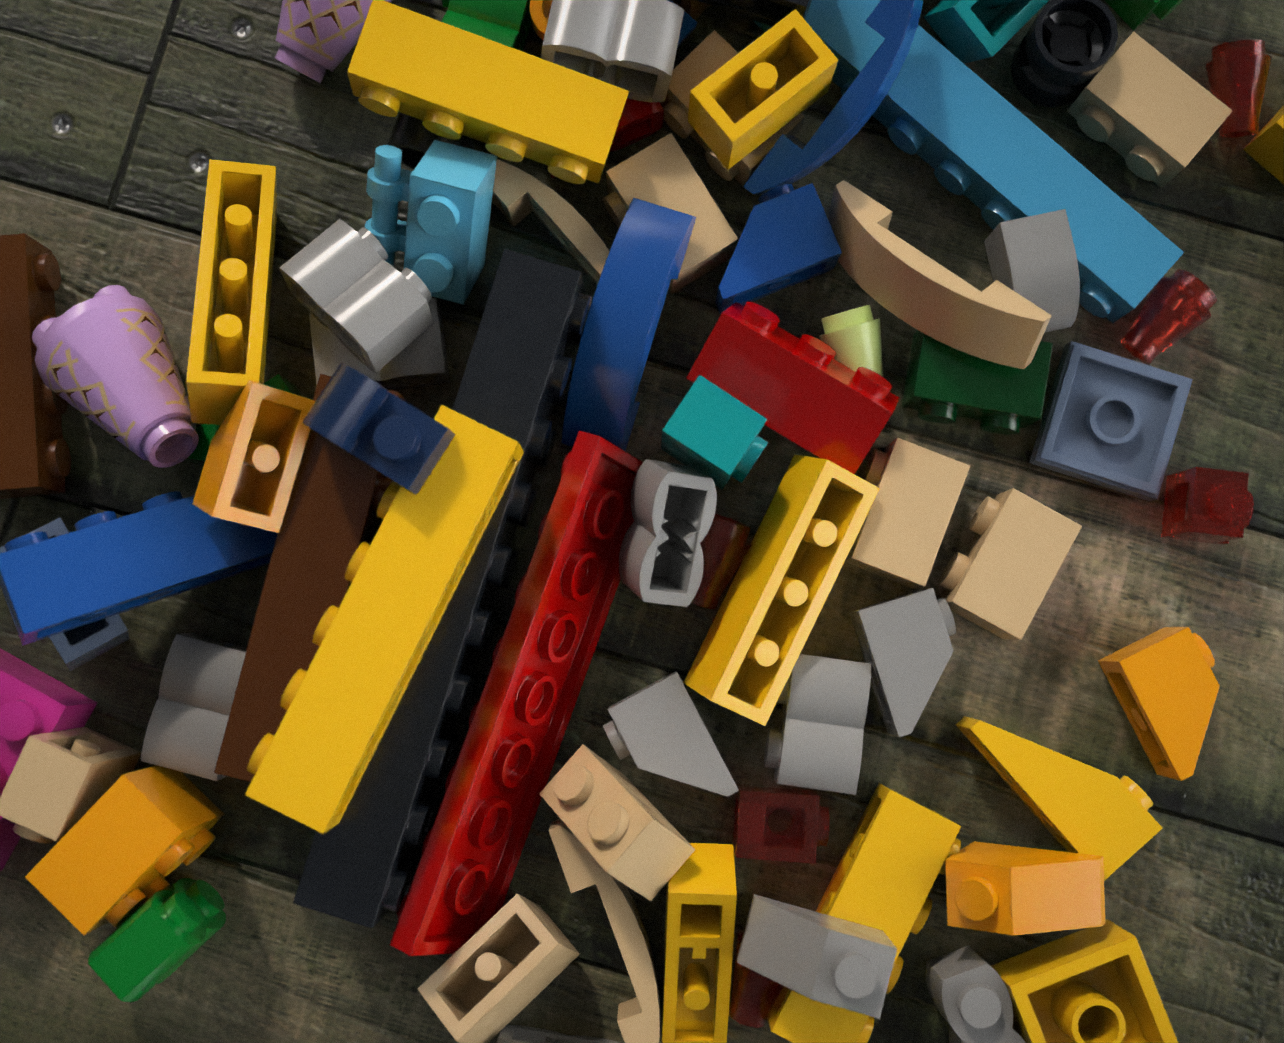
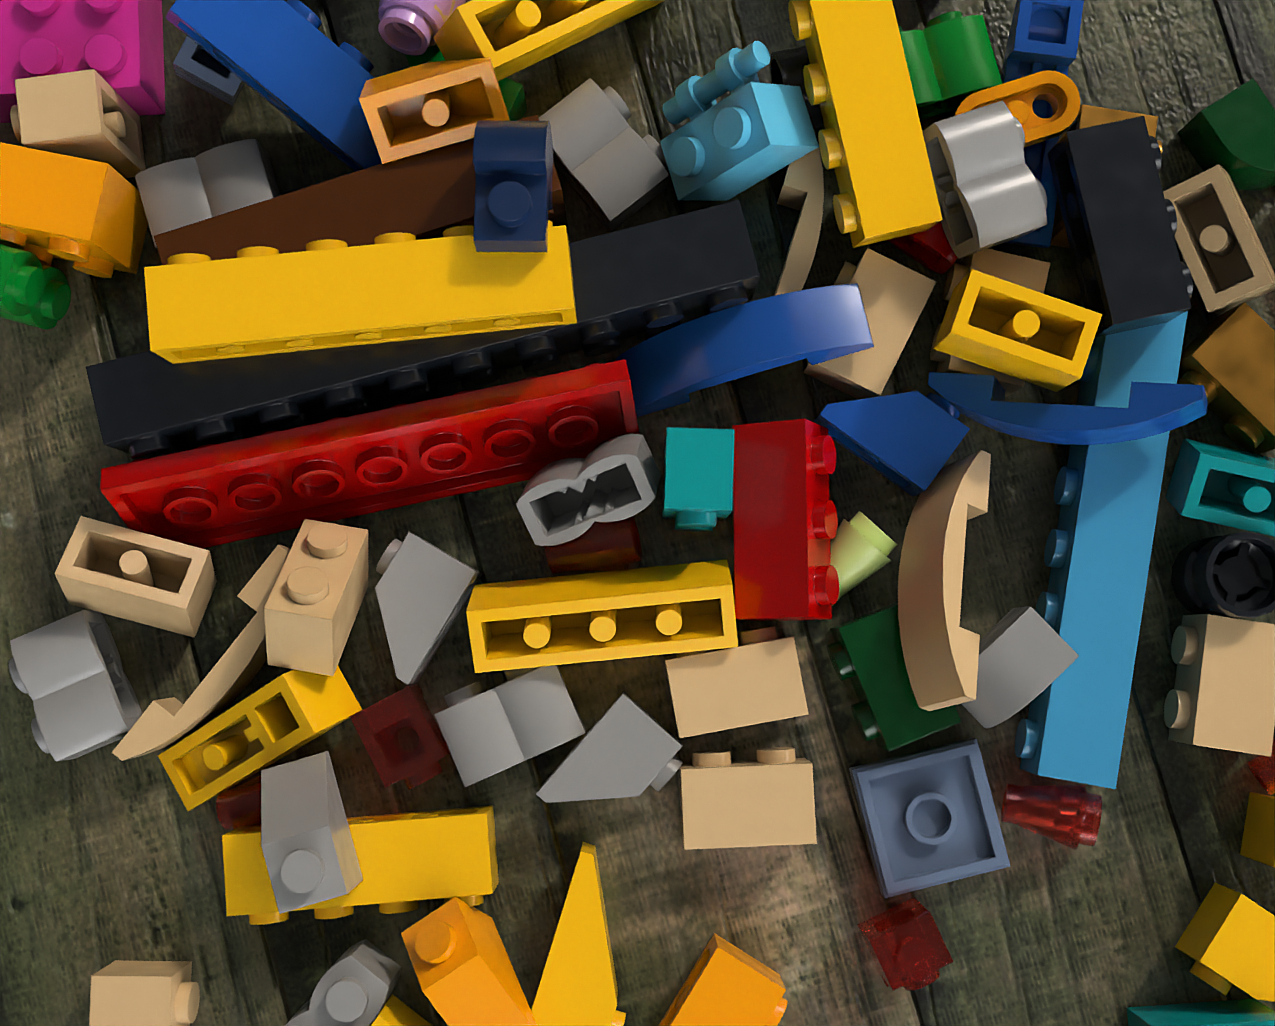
camera: 55 degrees right, 0 degrees up
(359, 294) = (628, 106): light grey brick -> none

